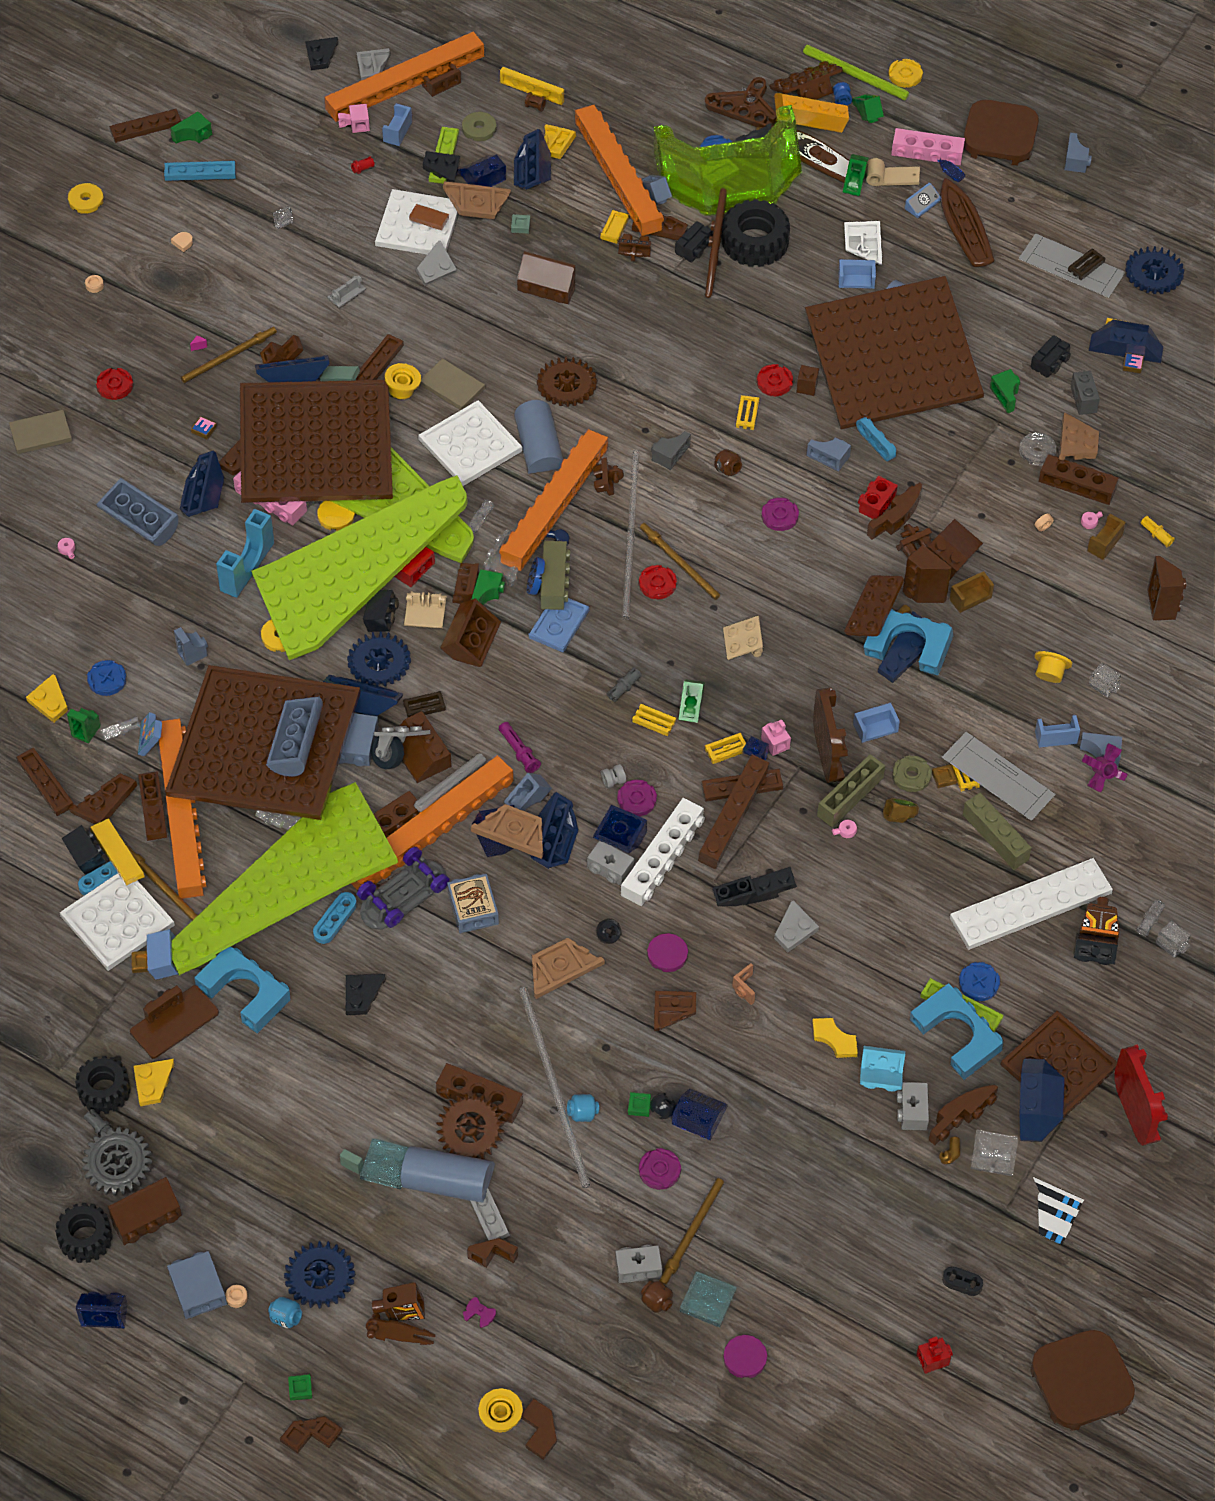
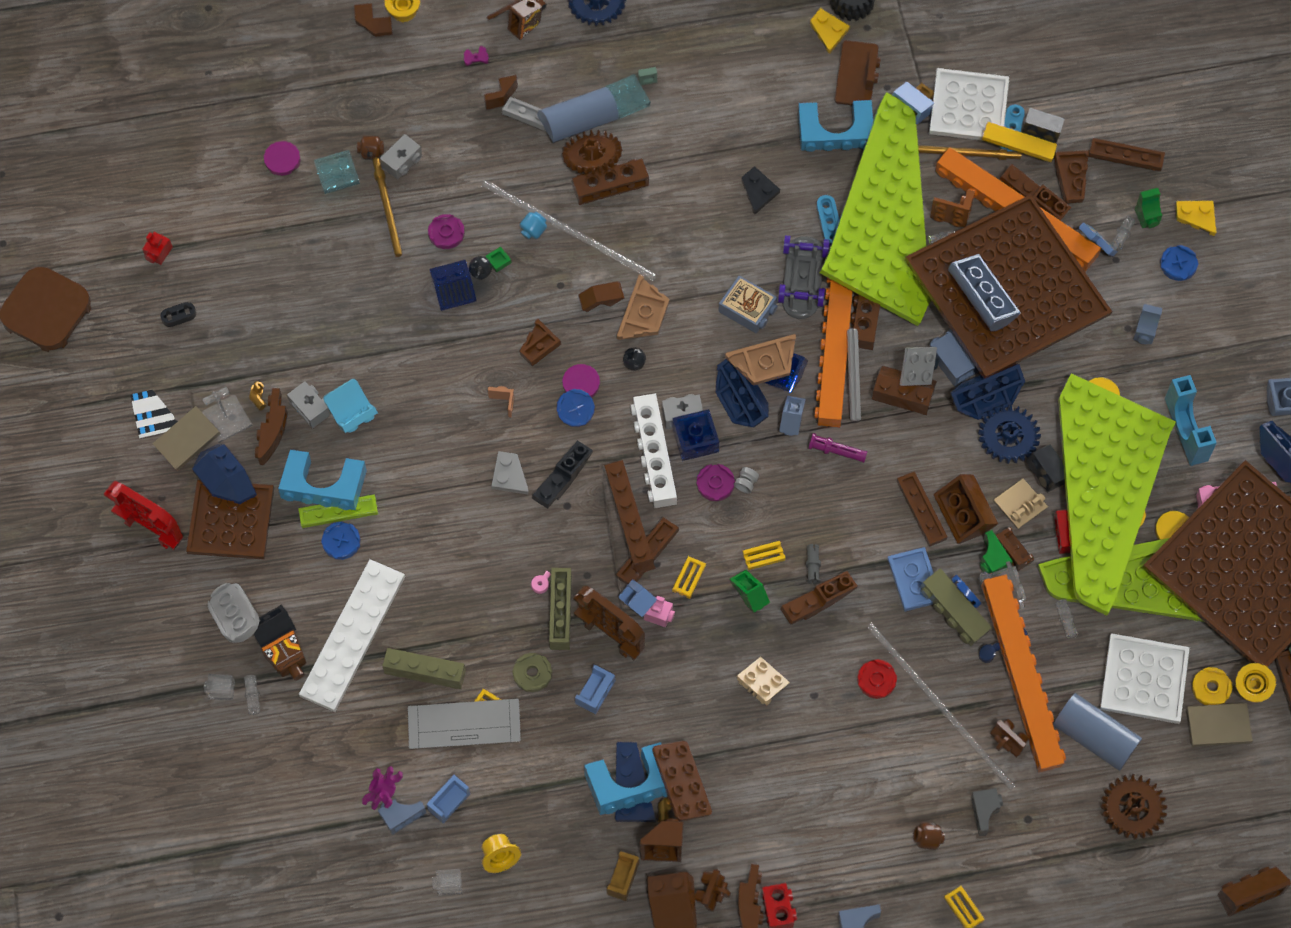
camera: 140 degrees right, 10 degrees up
(225, 830) = (953, 212): none -> dark orange bracket
(424, 706) = (926, 437): dark brown tile -> none
(429, 417) = (1216, 676): none -> yellow tile
(502, 659) = (922, 509): none -> reddish brown plate
(583, 1001) = (601, 294): none -> reddish brown slope
(645, 658) = (819, 599): none -> reddish brown slope
(656, 538) = (917, 716): pearl gold bar -> none
(693, 933) = (575, 408): none -> blue tile
(756, 747) = (661, 583): clear blue bracket -> none
(780, 514) = (843, 827): magenta tile -> none
(784, 747) = (637, 598): none -> medium blue panel
(827, 1032) = (400, 414): yellow tile -> none
(899, 810) = (512, 628): pearl gold rock -> none
(944, 776) = (505, 689): pearl gold tile -> none
(1044, 1160) = (186, 438): none -> dark tan tile
(1119, 979) = (233, 612): none -> light grey tile

